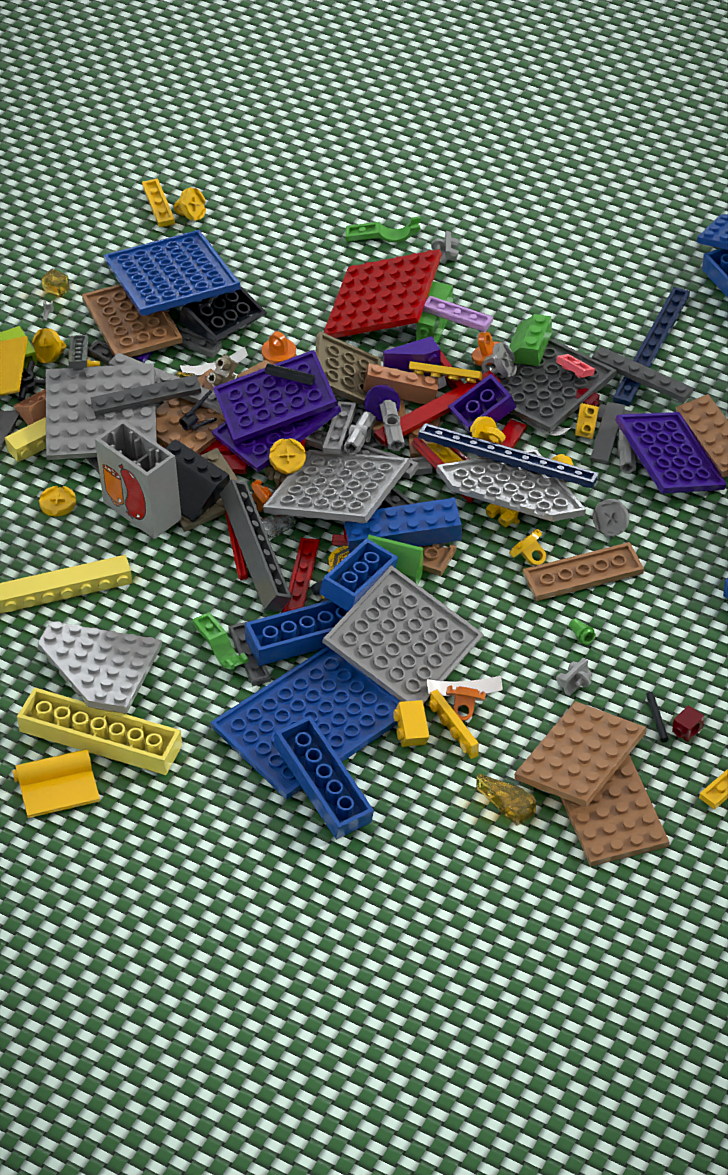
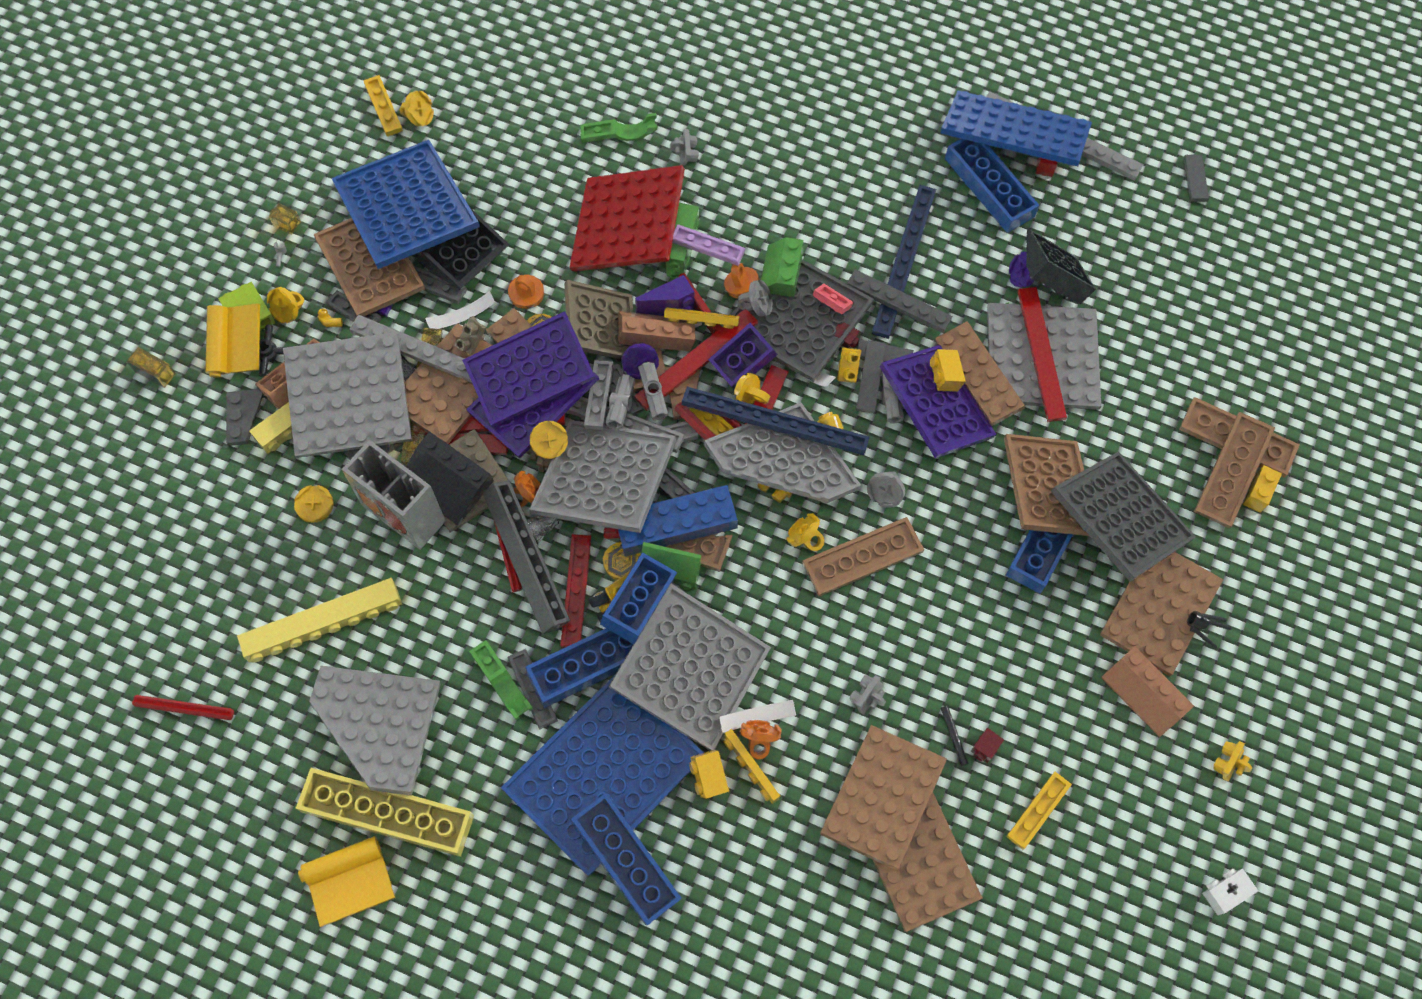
camera: 10 degrees left, 20 degrees up
(78, 352) = (316, 318): dark grey plate -> none
(145, 395) = (392, 375): dark grey plate -> none
(189, 420) = (441, 399): black plant -> none
(290, 374) = (542, 344): black axle -> none
(508, 798) = (818, 860): clear yellow slope -> none
(583, 632) = (870, 635): bright green cone -> none
(682, 427) = (947, 370): none -> yellow brick

